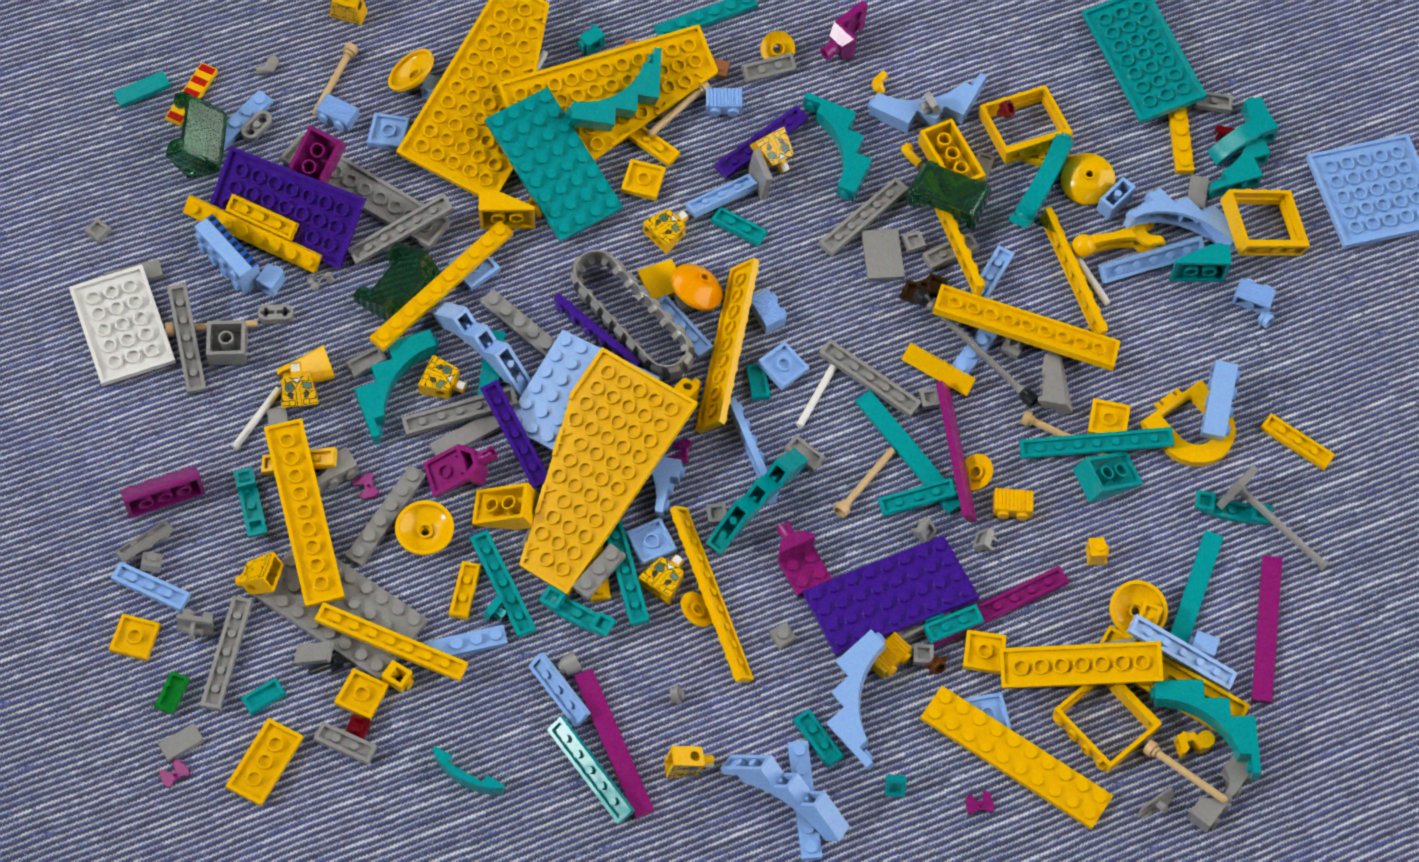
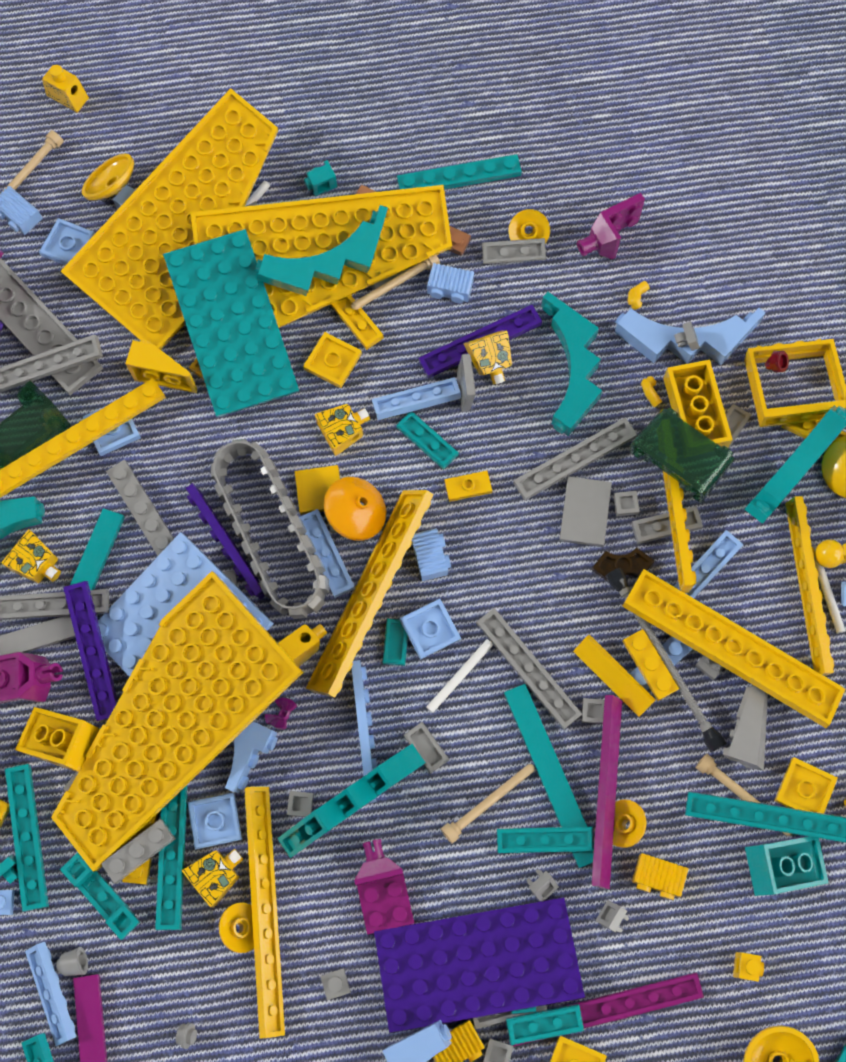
camera: 20 degrees right, 10 degrees up
(480, 337) = (88, 531): light blue arch -> none
(782, 254) = (468, 486): none -> yellow plate
(965, 354) = (650, 665): none -> yellow plate

